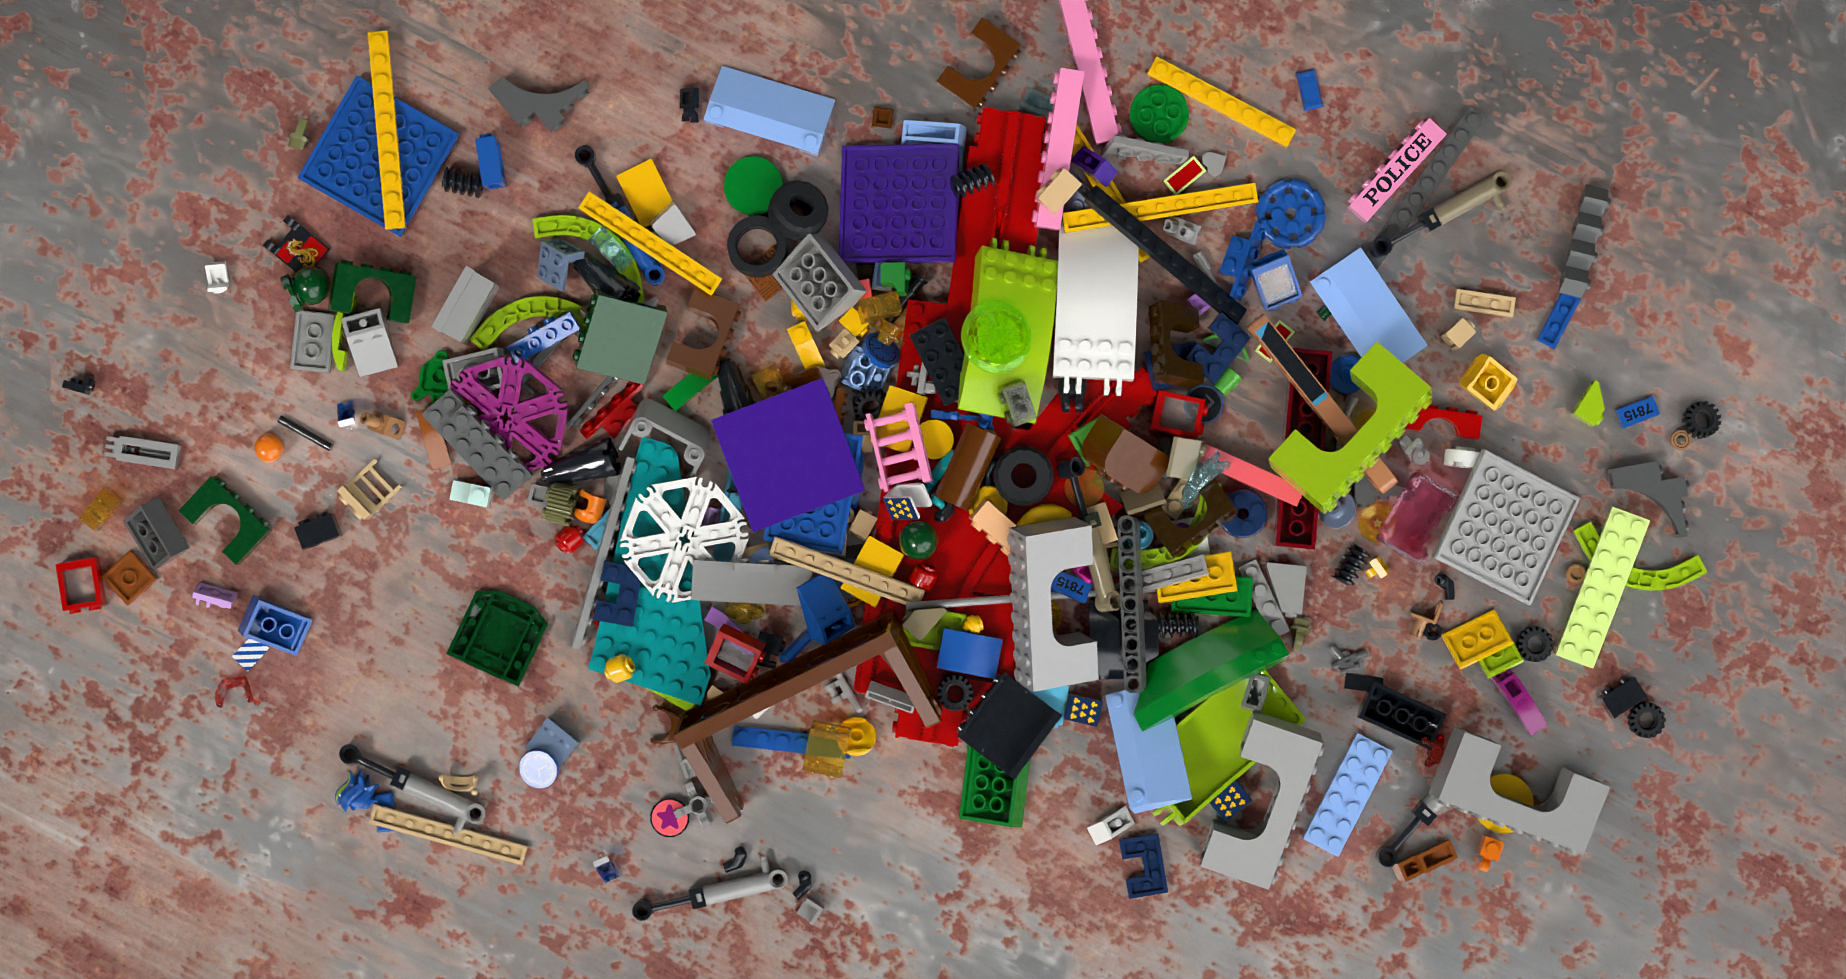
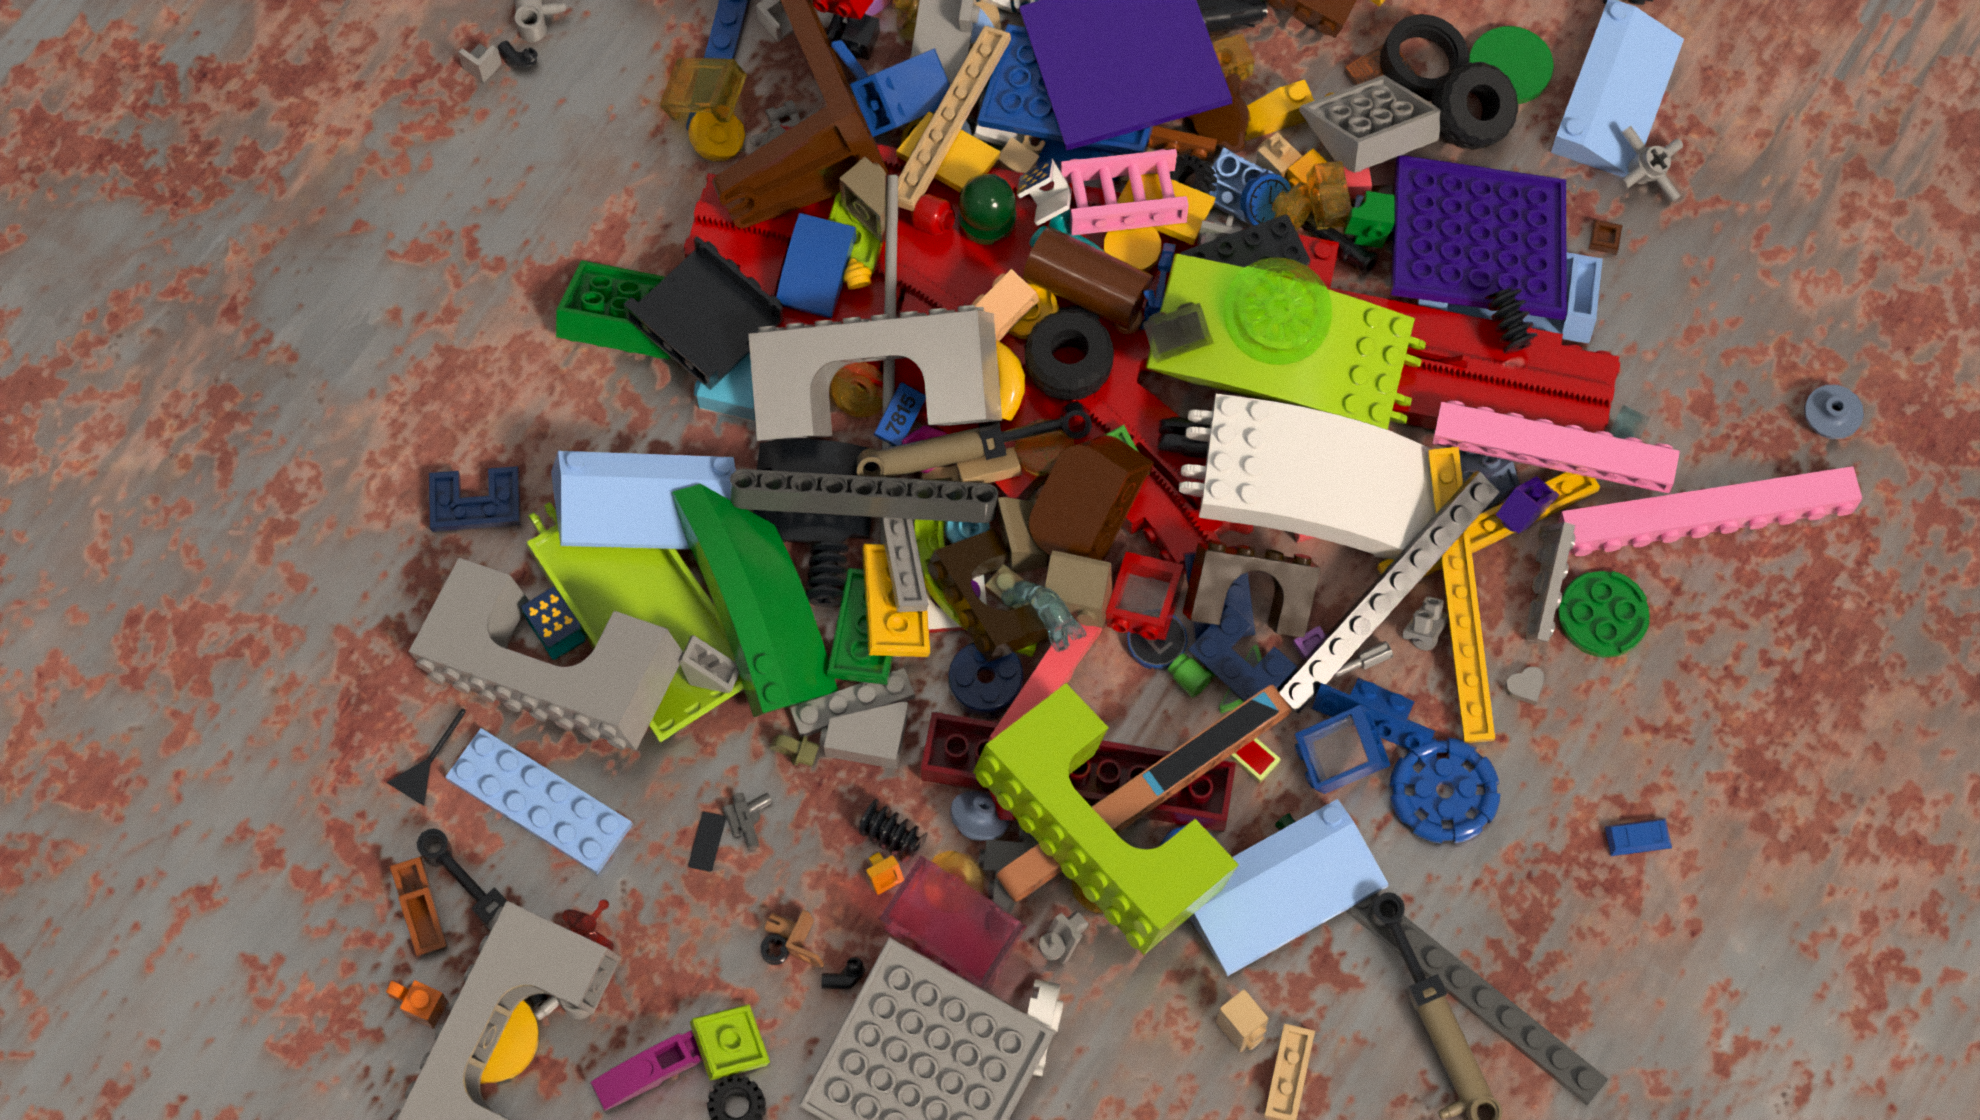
camera: 100 degrees right, 20 degrees down
(834, 87) = (1650, 164): none -> light grey bar
(944, 514) = (1020, 250): black arm -> none
(960, 704) = (757, 230): black tyre -> none
(973, 92) = (1699, 400): reddish brown arch -> none
(1058, 190) = (1492, 428): tan brick -> none
(1082, 710) = (715, 428): dark blue piece -> none
(1110, 825) = (538, 455): white slope -> none
(1184, 176) = (1508, 641): red tile -> none
(1221, 102) = (1620, 705): yellow plate -> none
(1340, 877) = (415, 780): none -> black piece
(1395, 172) = (1508, 954): bright pink brick -> none
(1400, 715) = (648, 883): black brick -> none
(1465, 424) = (1096, 1025): red arch -> none
(1477, 639) = (754, 1014): yellow tile -> none
(1488, 381) = (1160, 1068): yellow slope -> none

